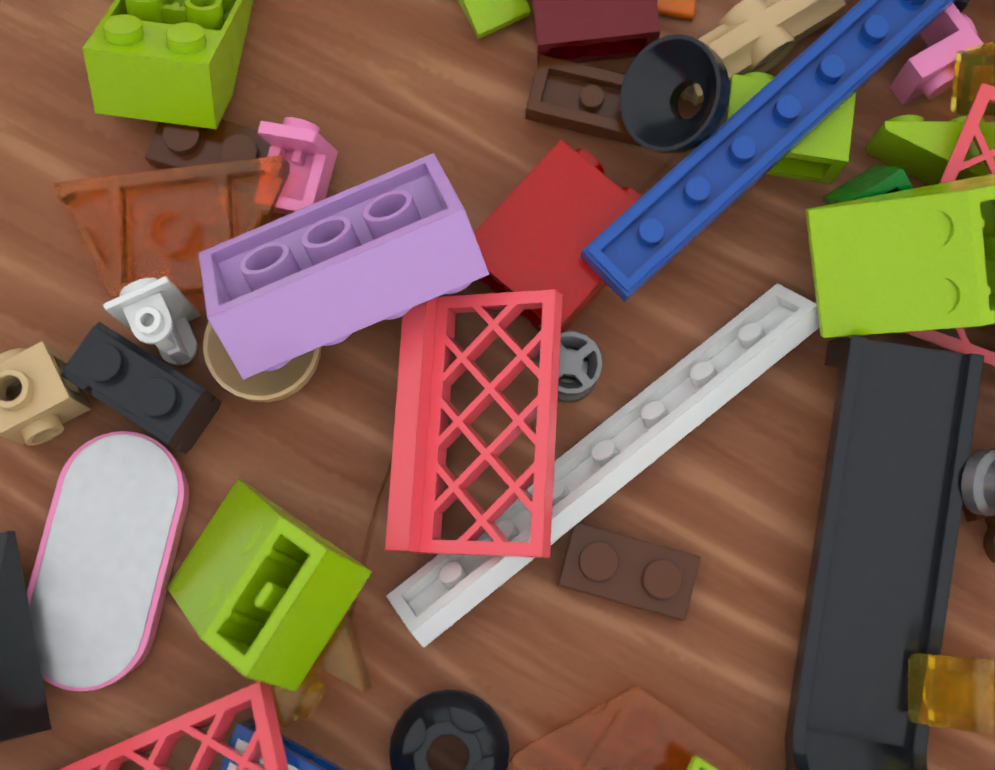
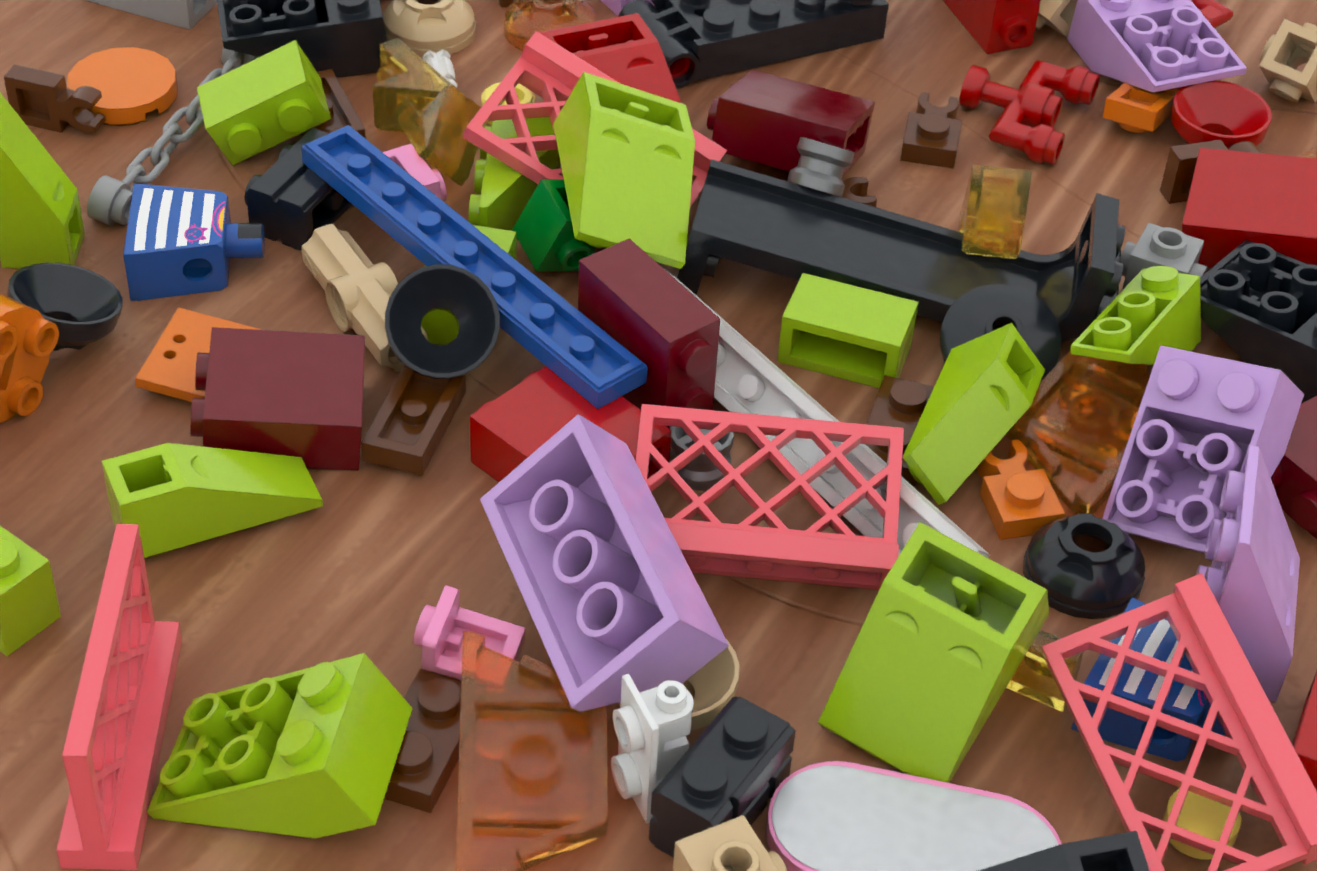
camera: 90 degrees left, 35 degrees down
(537, 692) = (1017, 498): none -> orange plate
(638, 647) = (972, 408): none -> lime slope
(695, 297) = (654, 321): none -> dark red brick
(762, 518) = (846, 331): none -> lime piece
(800, 689) = (1003, 304): none -> black dish

